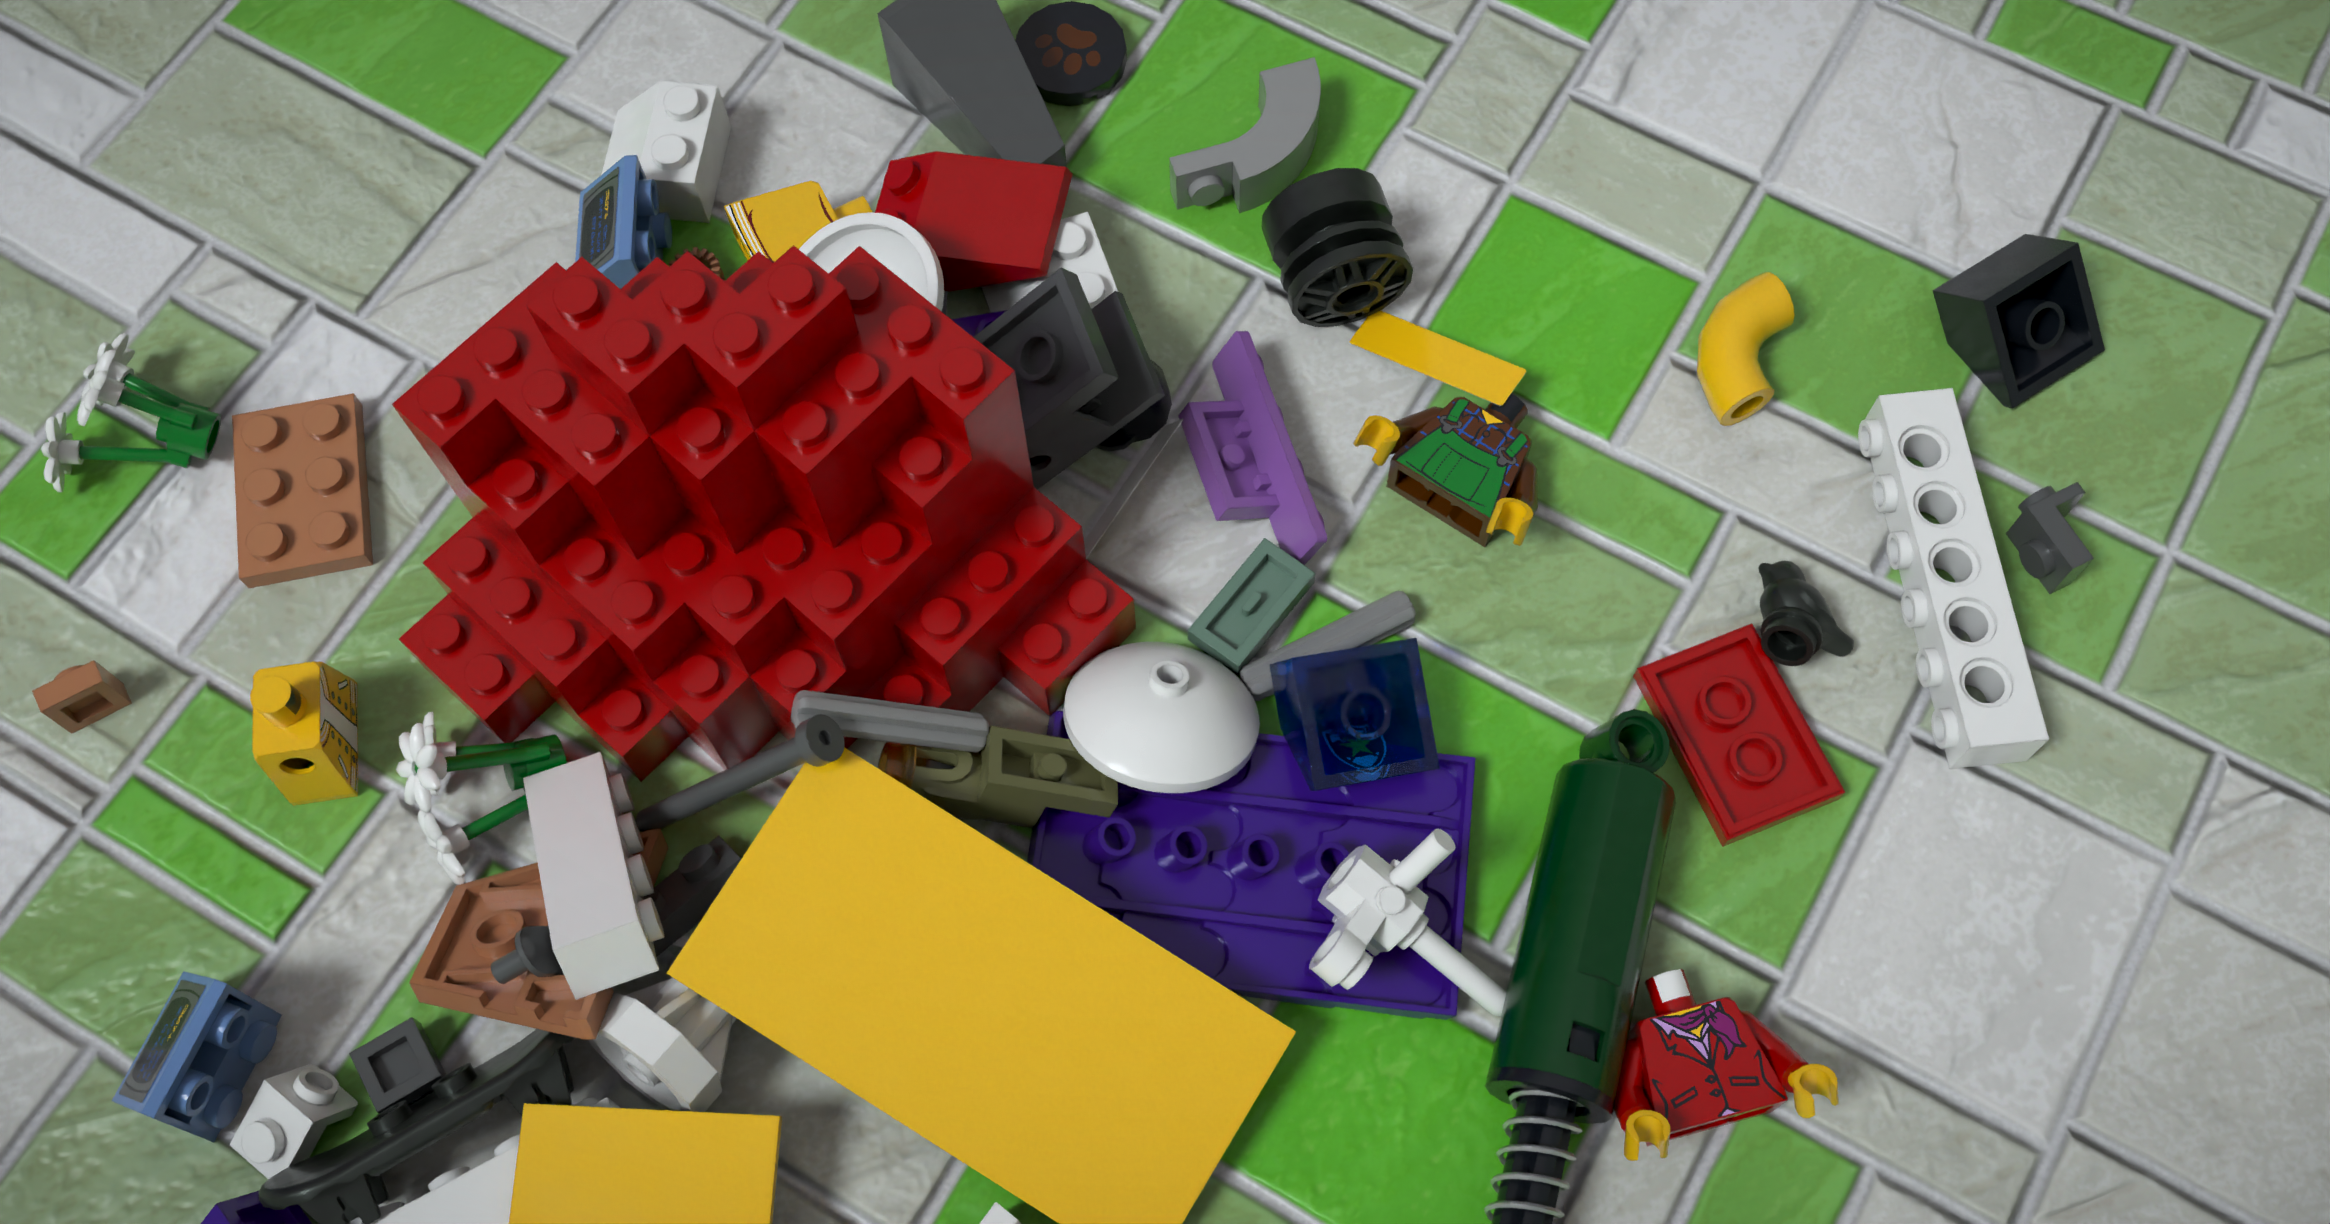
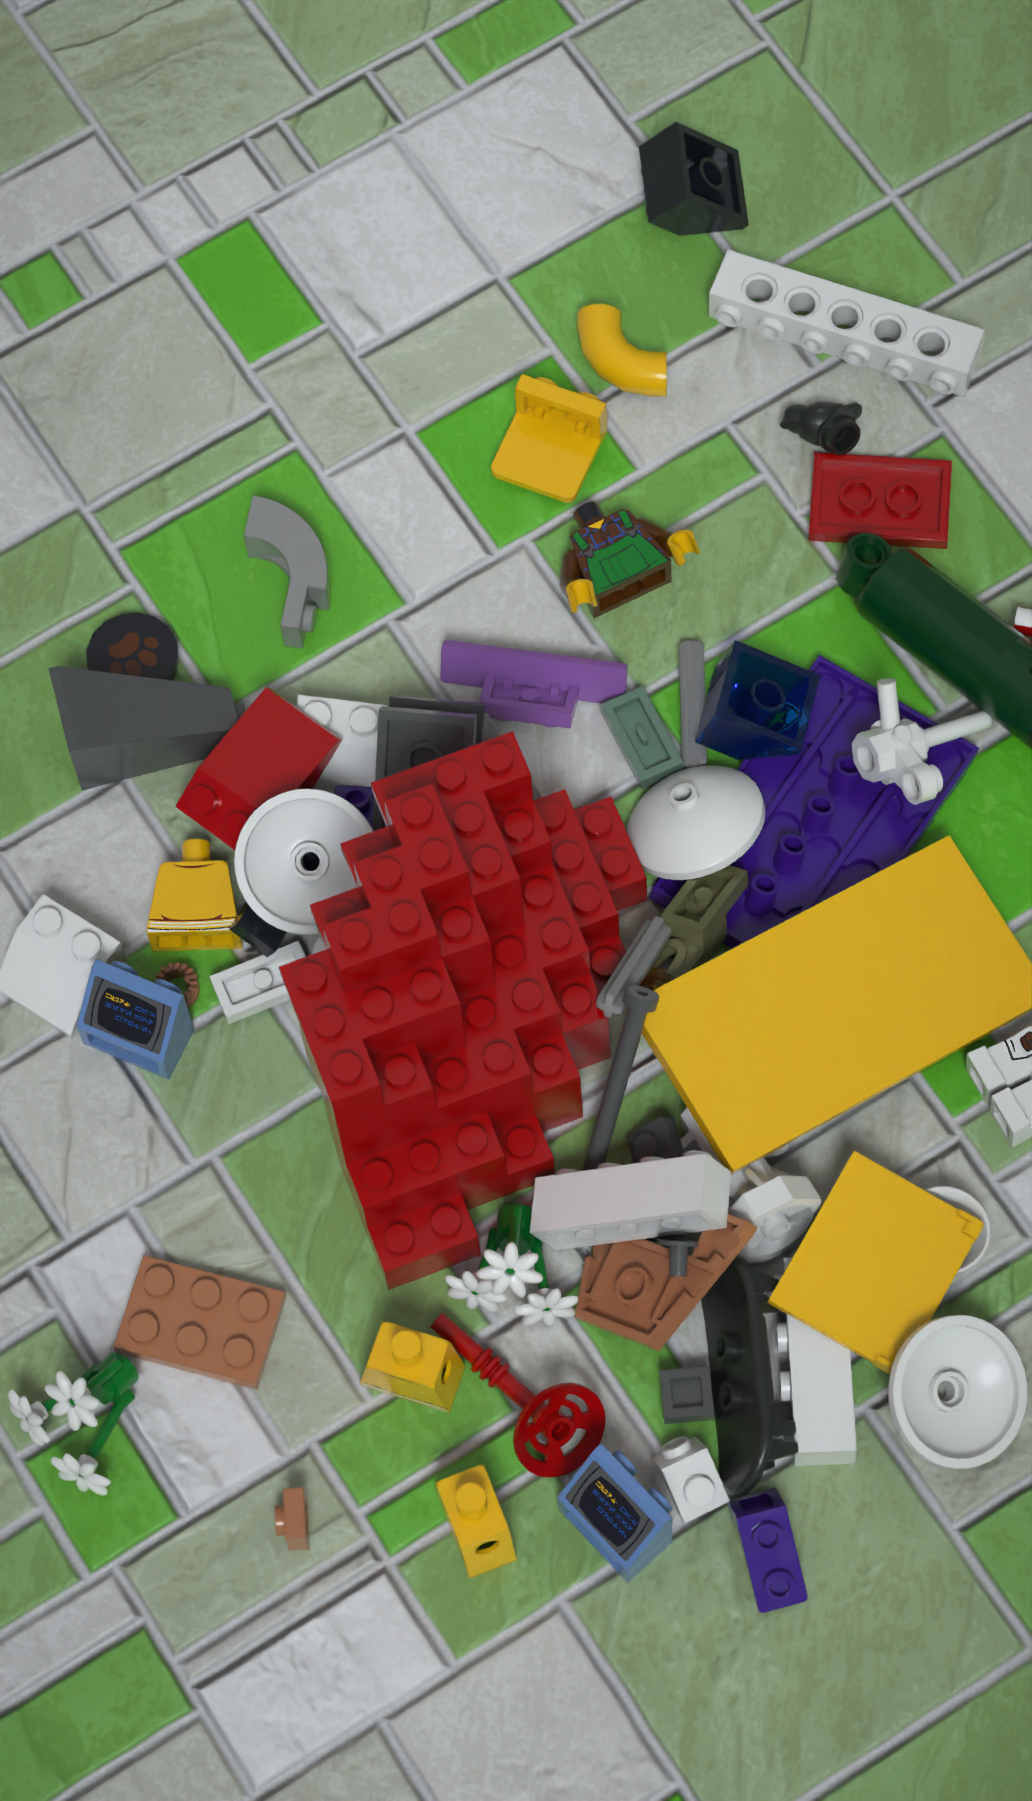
camera: 60 degrees left, 0 degrees up
(139, 885) = (475, 1519): none -> yellow torso
(298, 918) = (546, 1418): none -> red dish
(1336, 247) = (408, 553): pearl dark grey wheel -> none
(1438, 357) = (522, 537): yellow sticker -> none
(1581, 326) = (551, 439): none -> yellow bracket
(2046, 540) = (852, 257): dark grey bracket -> none

